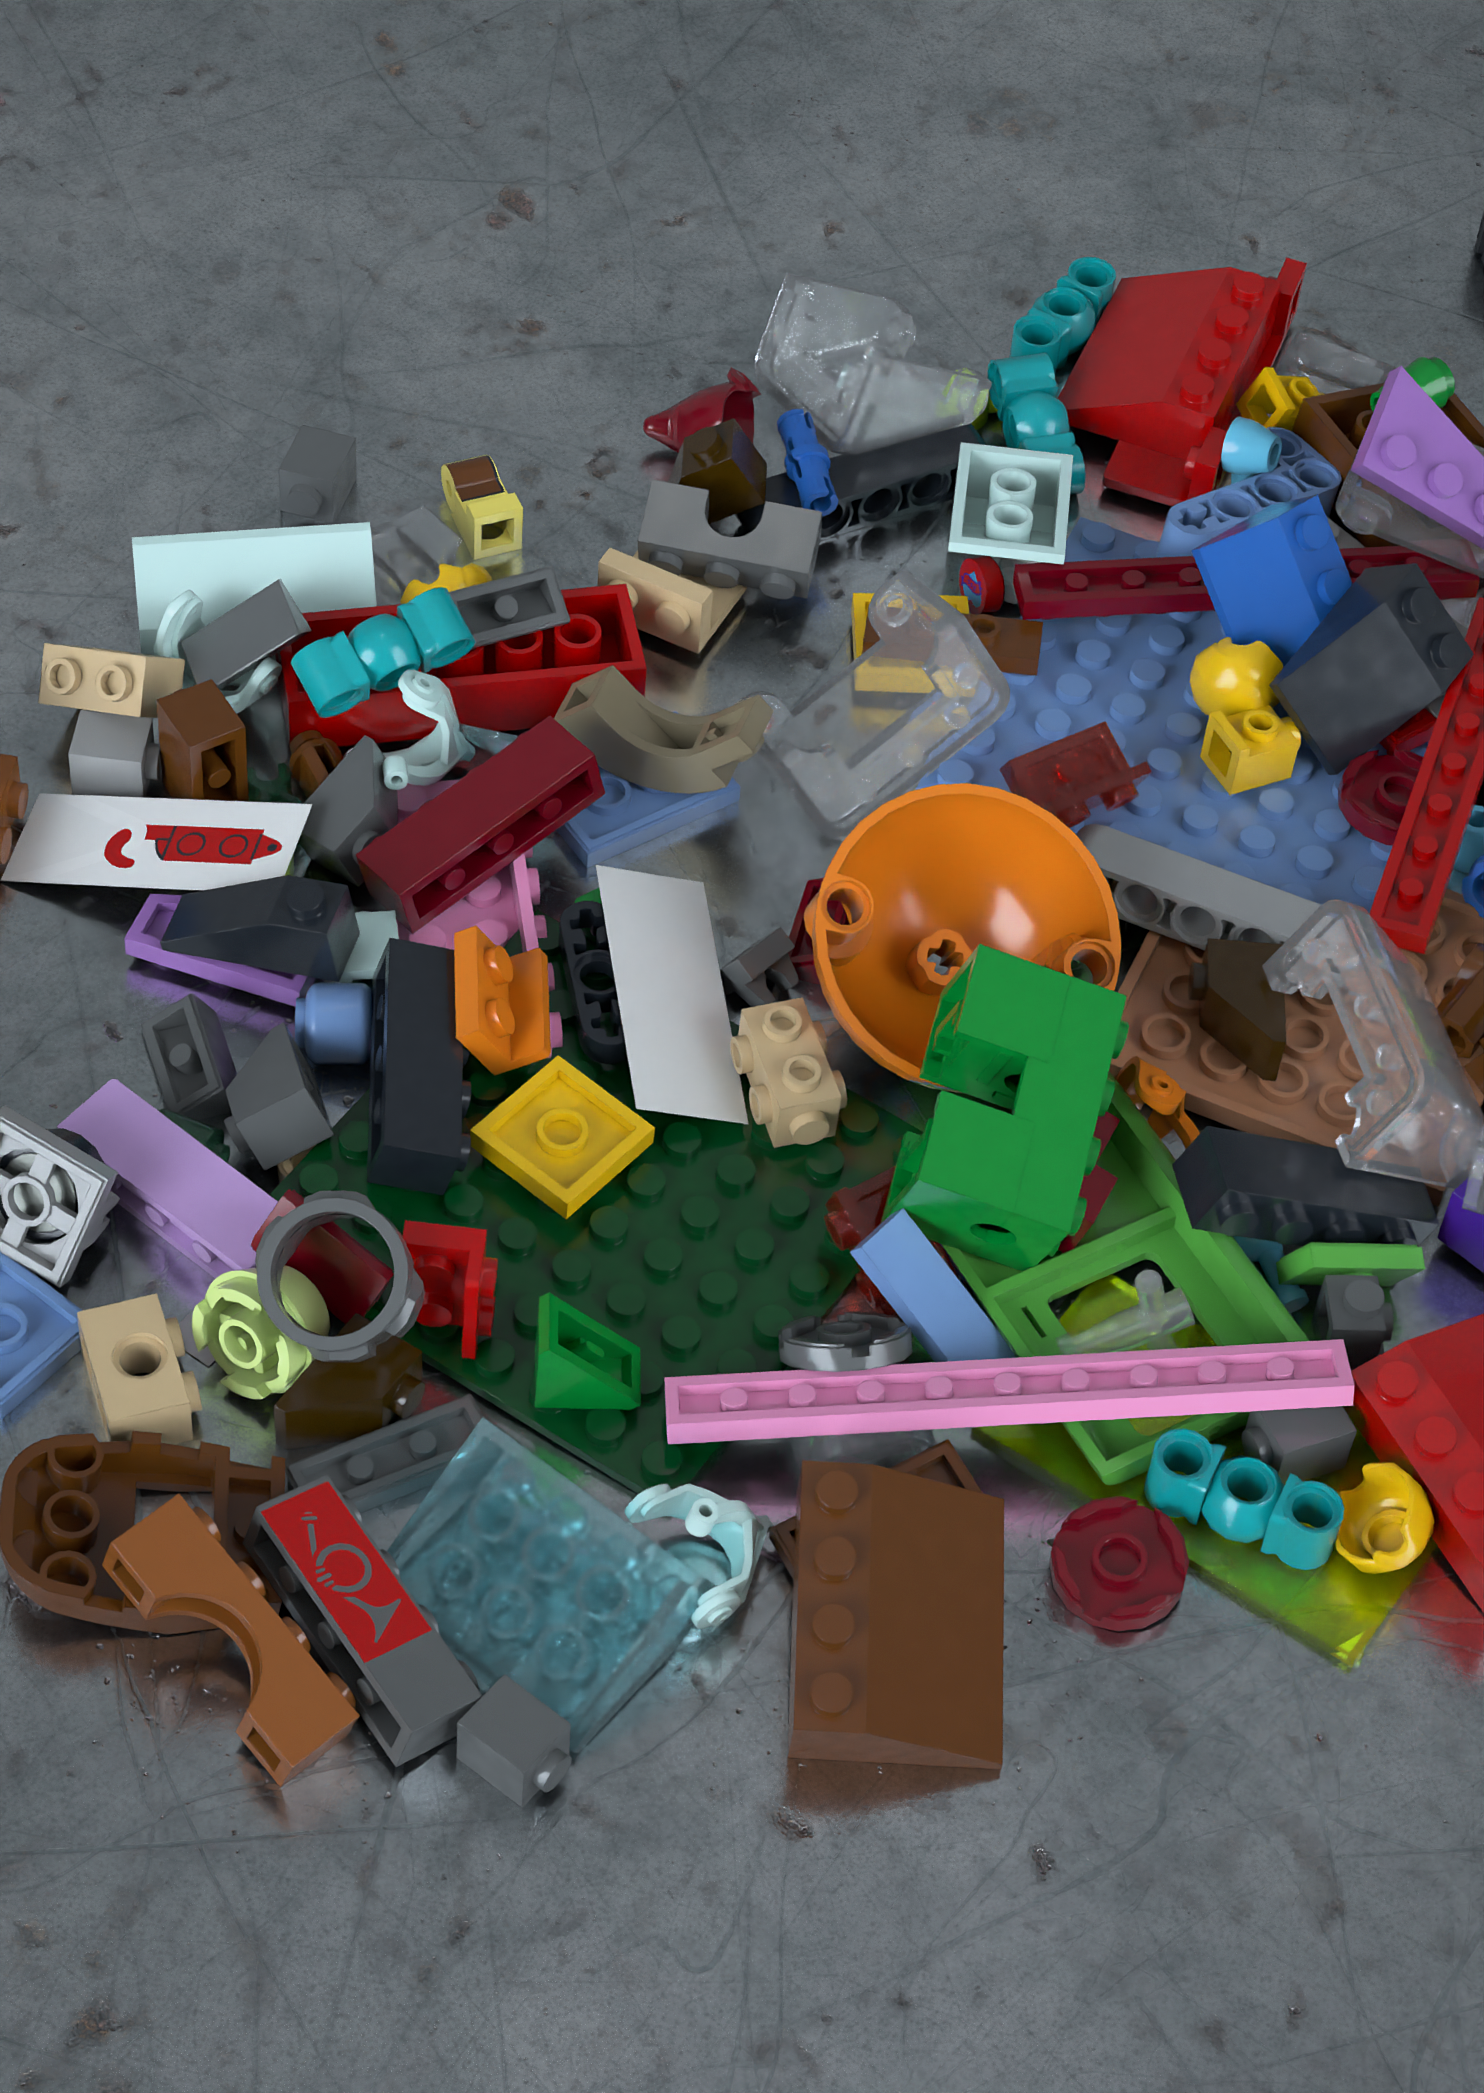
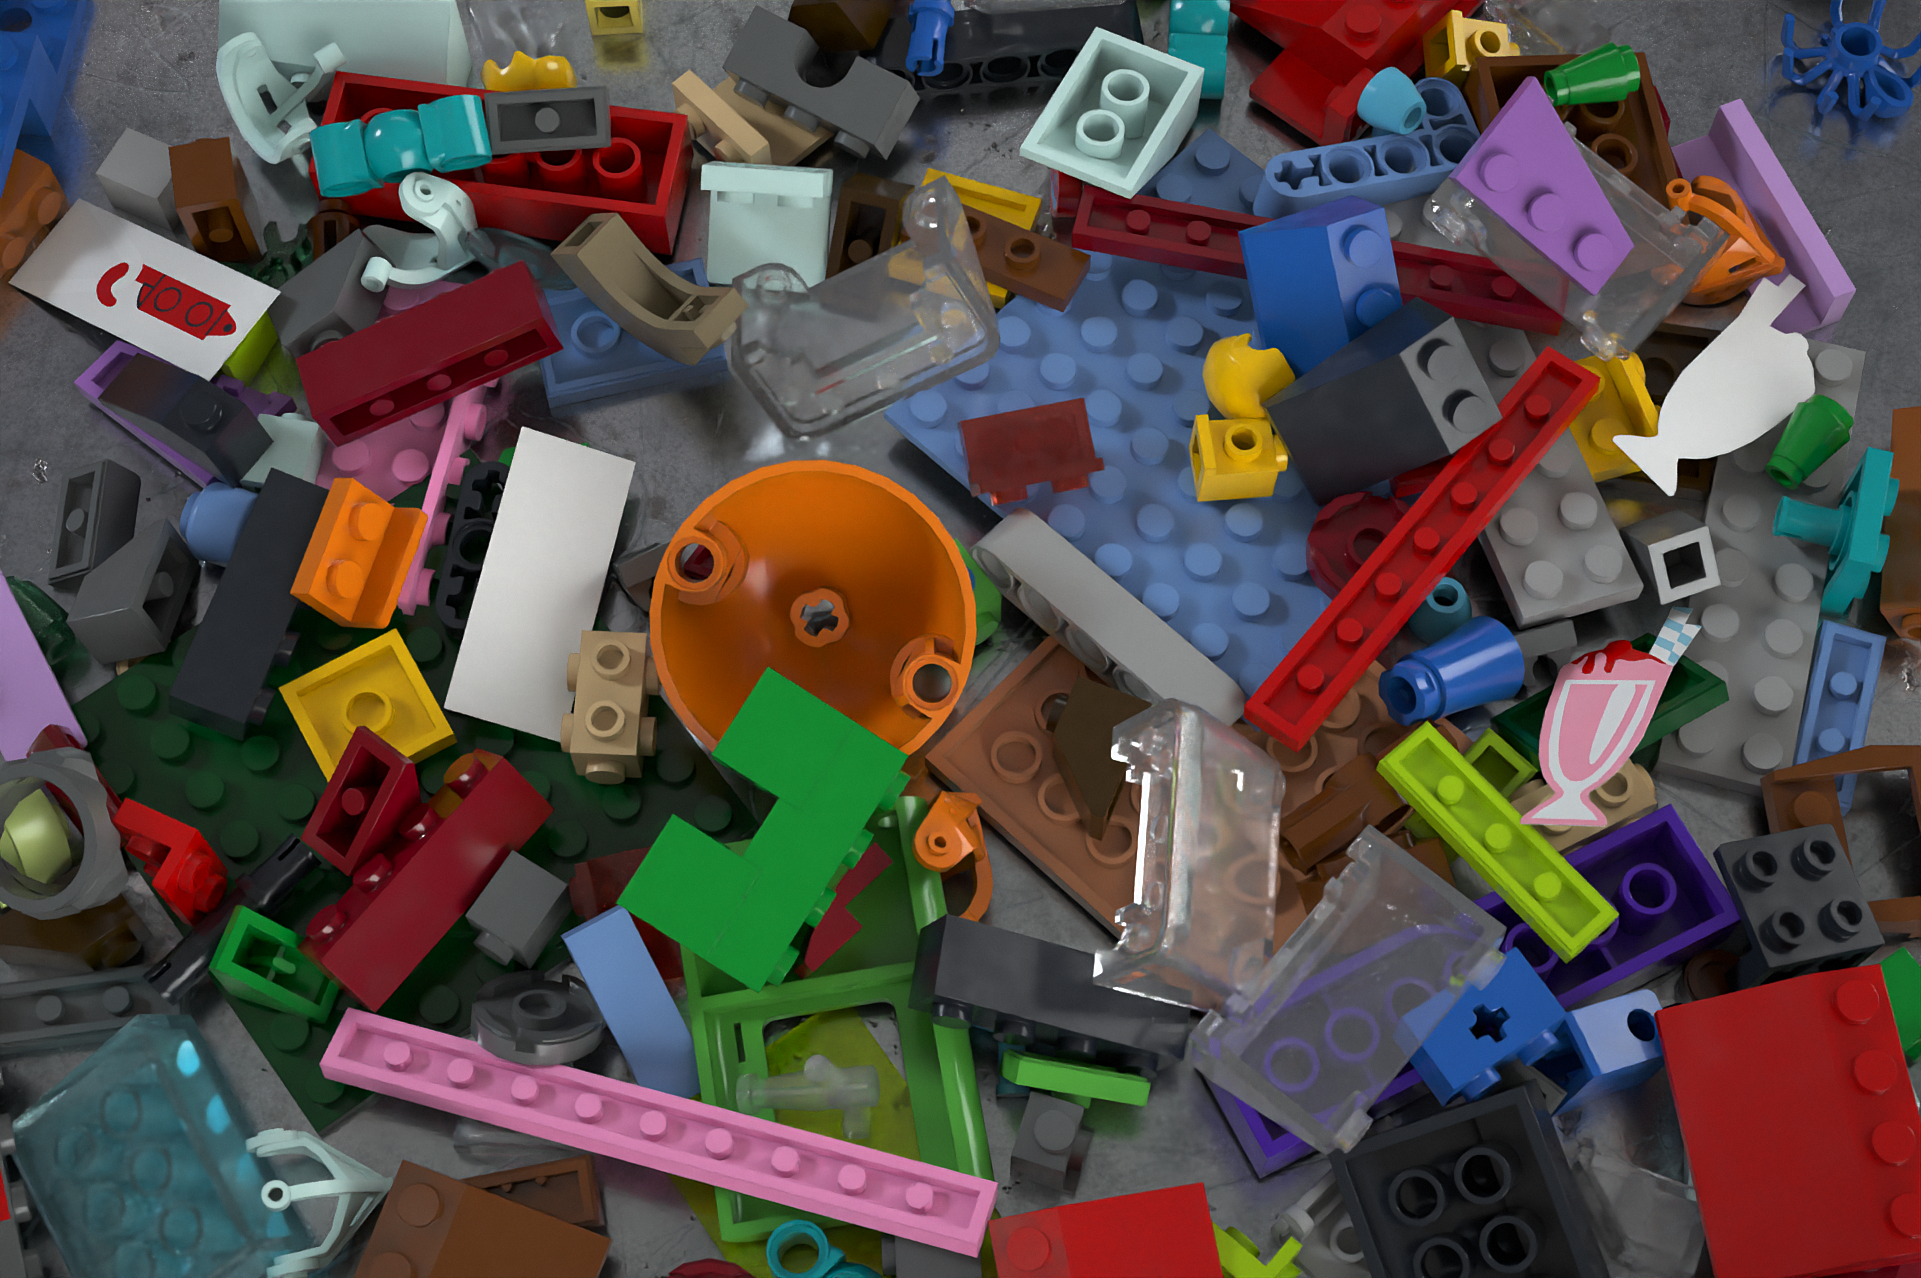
camera: 25 degrees right, 15 degrees up
(107, 679) = (165, 99): tan brick -> none
(245, 636) = (291, 92): dark grey slope -> none
(513, 1336) = (258, 892): none -> black pin
(618, 1186) = (363, 802): none -> dark red slope
(691, 1249) = (424, 878): none -> dark red brick
(731, 651) = (767, 217): none -> light aqua bracket
(787, 1258) = (519, 911): none -> dark grey brick
(822, 646) = (866, 220): none -> dark brown slope

